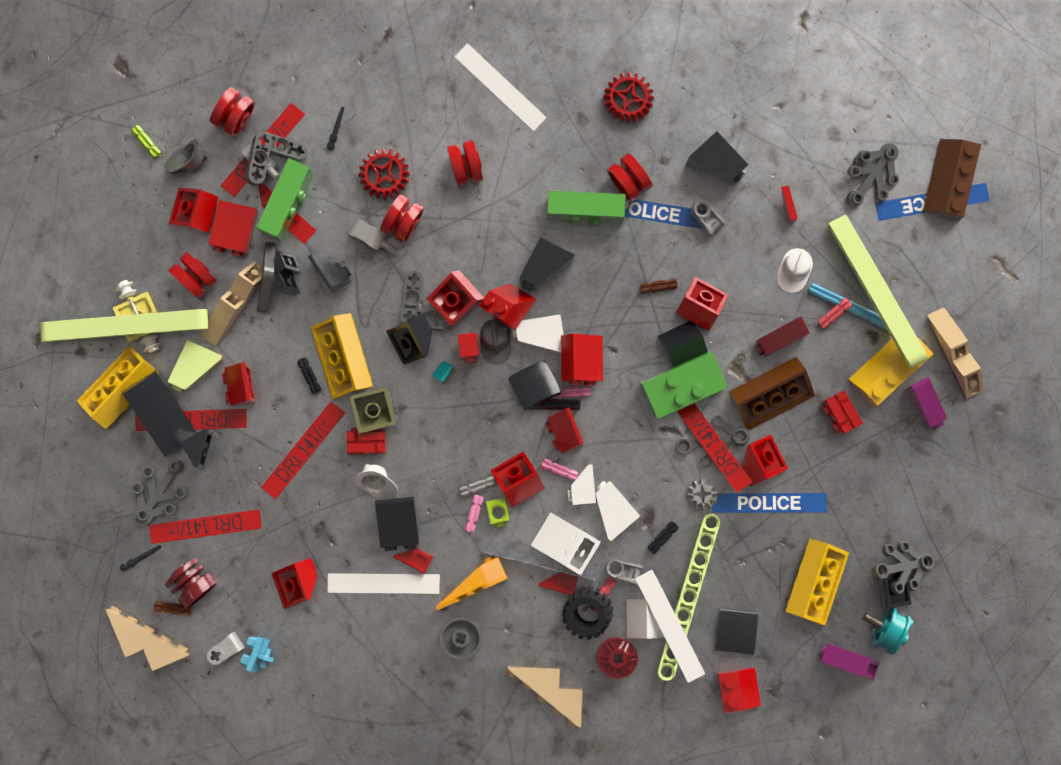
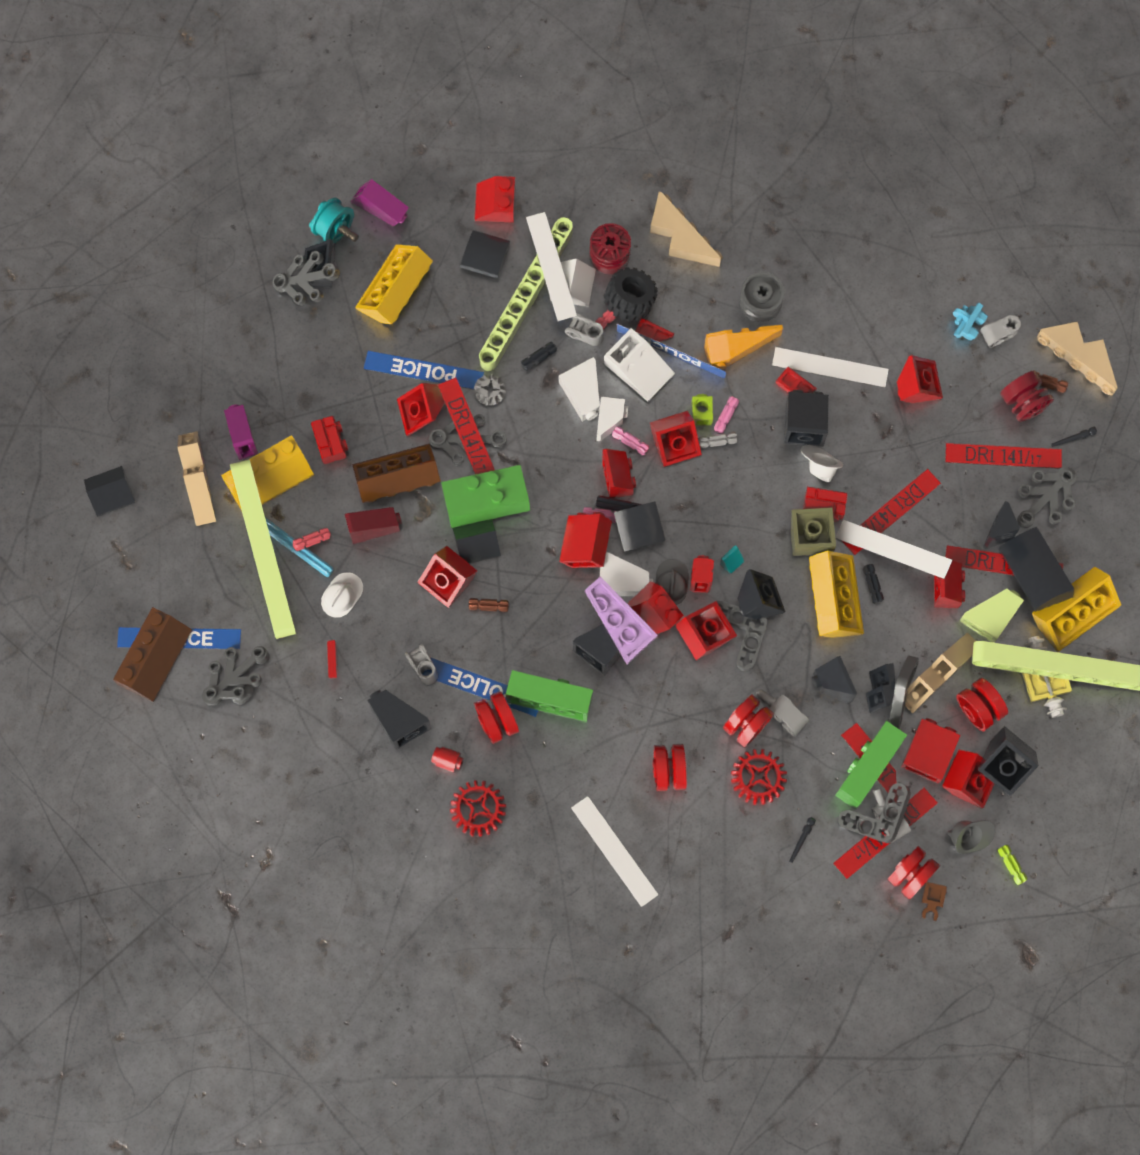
camera: 165 degrees left, 10 degrees down
(161, 226) = (1008, 761): none -> black slope
(210, 97) = (933, 896): none -> reddish brown plate
(295, 406) = (893, 549): none -> white sticker
(529, 274) = (621, 621): none -> lavender wing
(665, 136) = (447, 759): none -> red brick
(1033, 325) = (109, 491): none -> black slope

